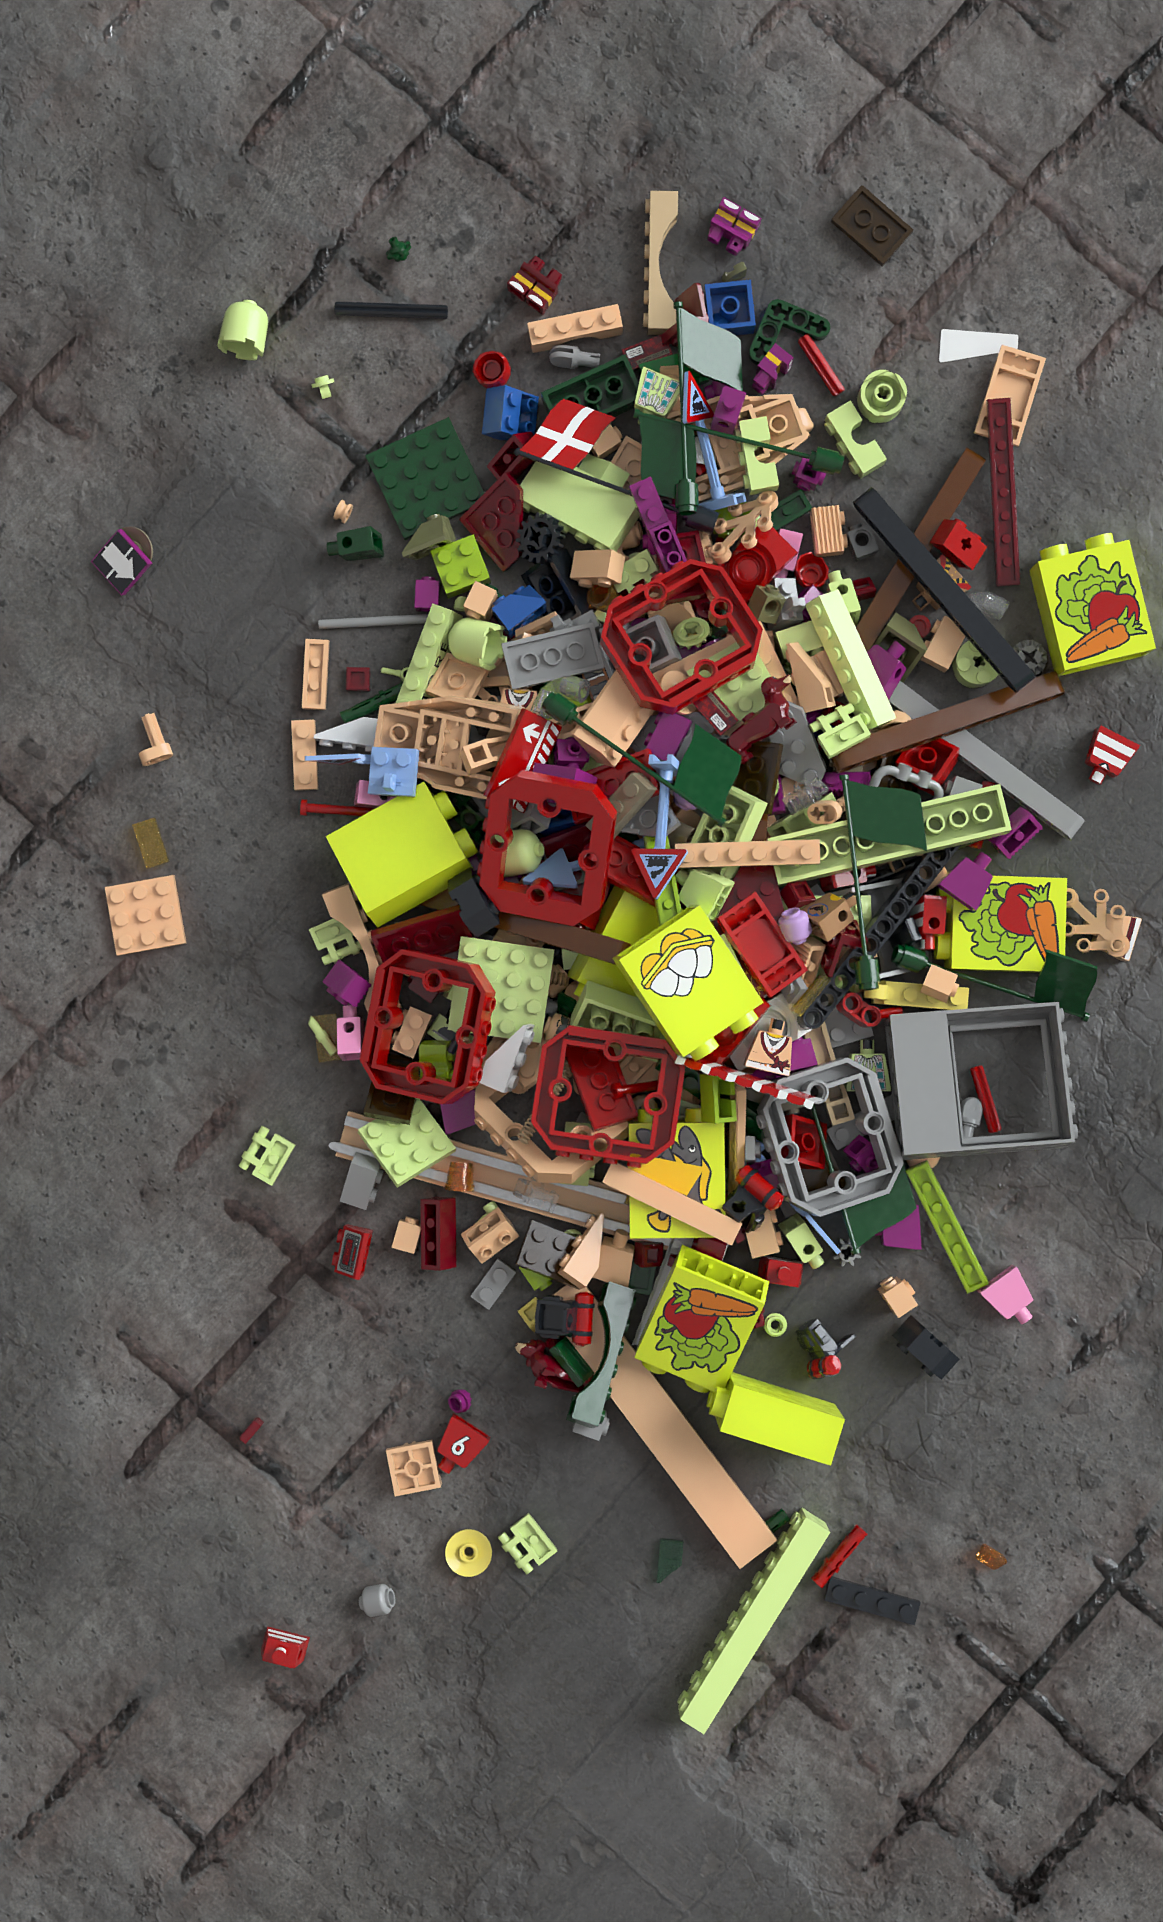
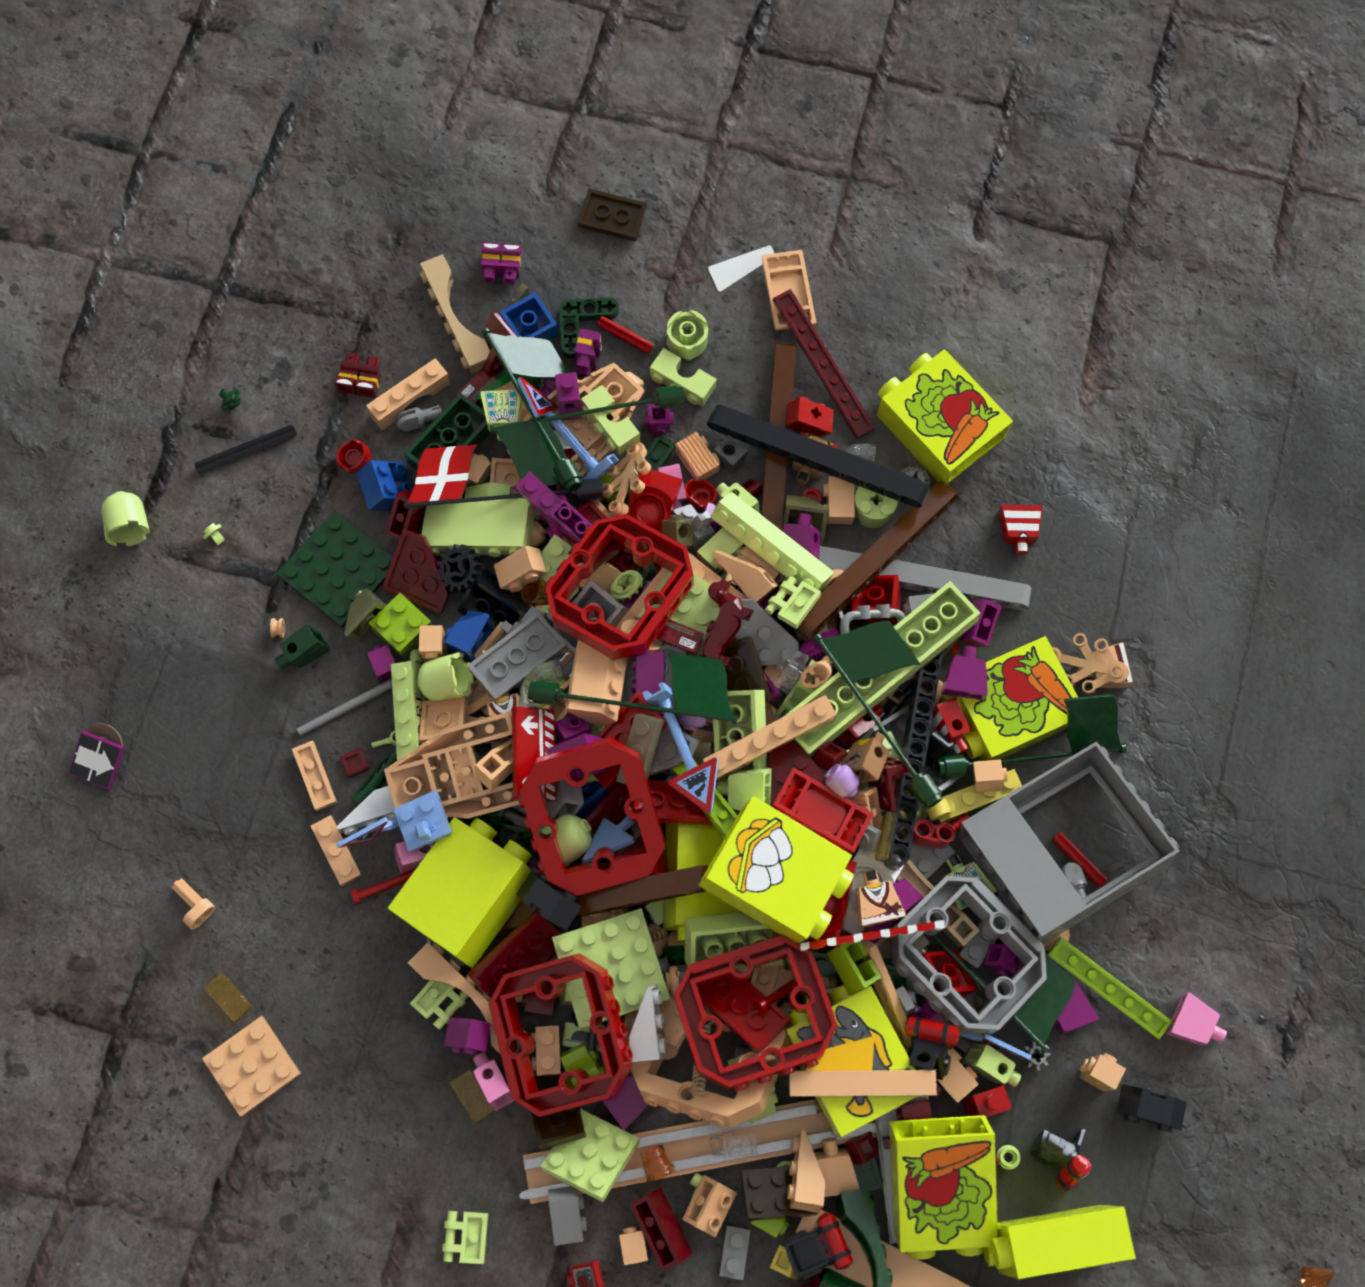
camera: 35 degrees left, 15 degrees down
(322, 1036) = (467, 1096): yellowish green piece -> none

